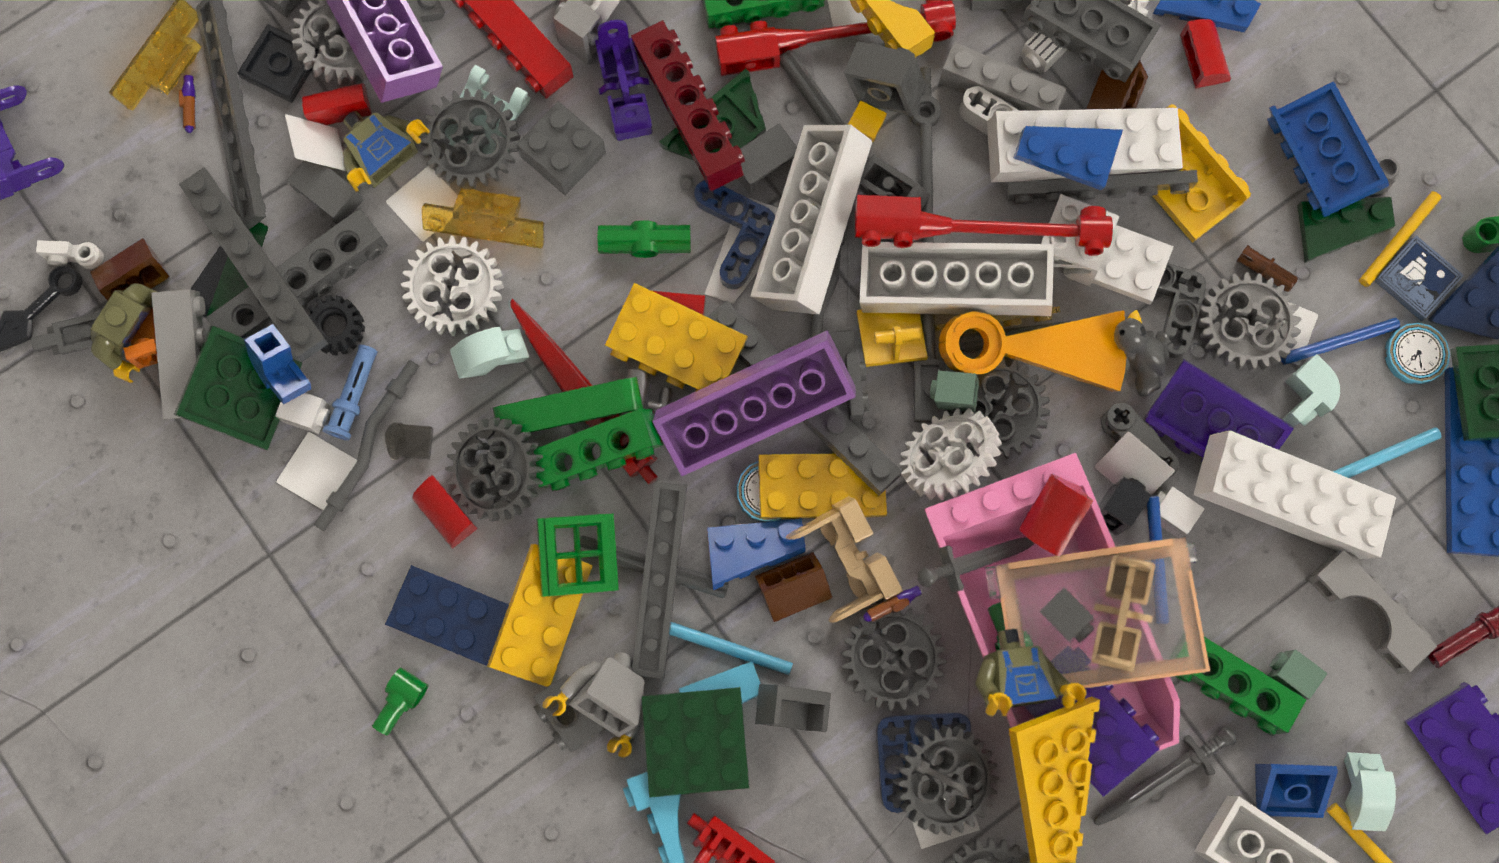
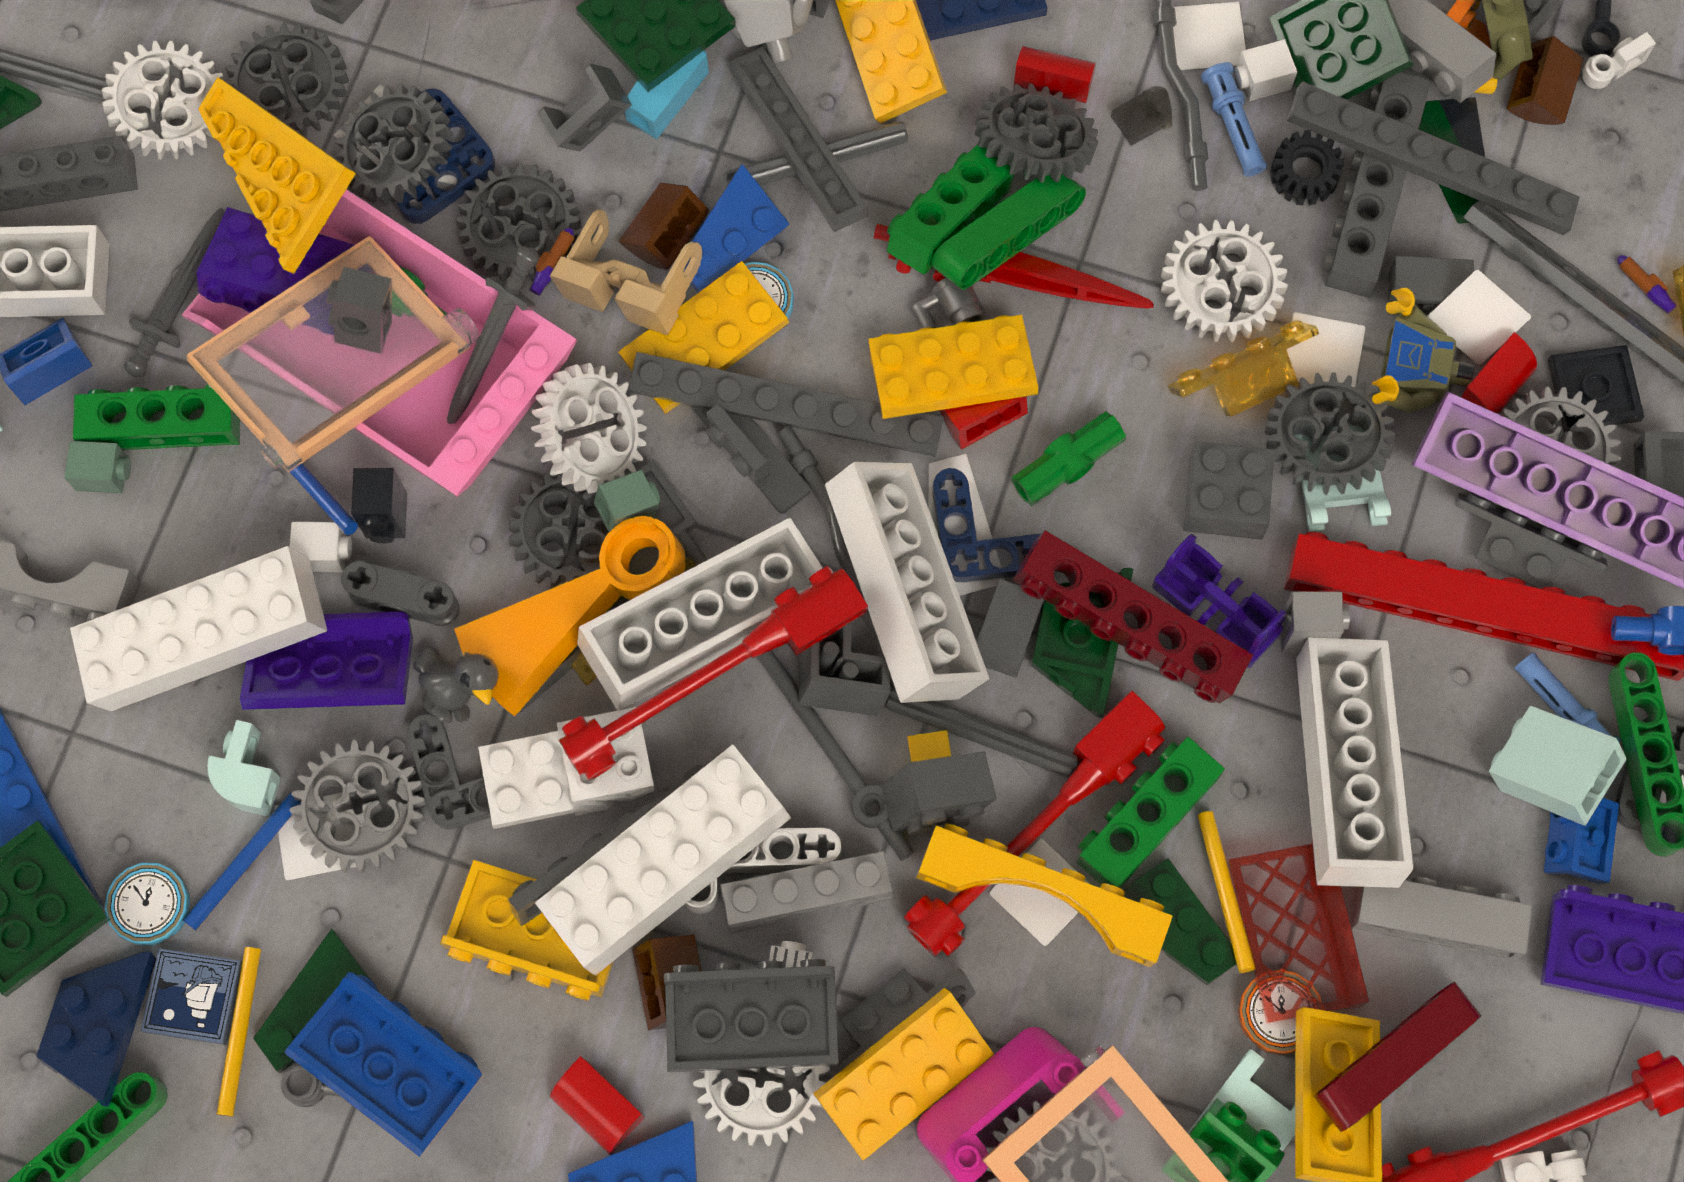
camera: 150 degrees right, 5 degrees down
(274, 364) = (1327, 71): blue brick -> none
(487, 349) = (1131, 239): light aqua brick -> none
(548, 554) = (917, 81): green piece -> none
(730, 648) = (686, 135): medium azure bar -> none
(754, 403) = (822, 342): medium lavender brick -> none
(891, 338) = (730, 519): yellow plate -> none
(1022, 677) = (376, 232): torso -> none
(1056, 515) = (436, 413): red brick -> none
(1070, 152) = (664, 814): blue wing -> none
(1131, 583) = (300, 329): tan piece -> none
(1134, 460) = (389, 557): white sticker -> none
(1267, 268) = (373, 885): reddish brown axle -> none
(1390, 453) = (125, 761): medium azure bar -> none

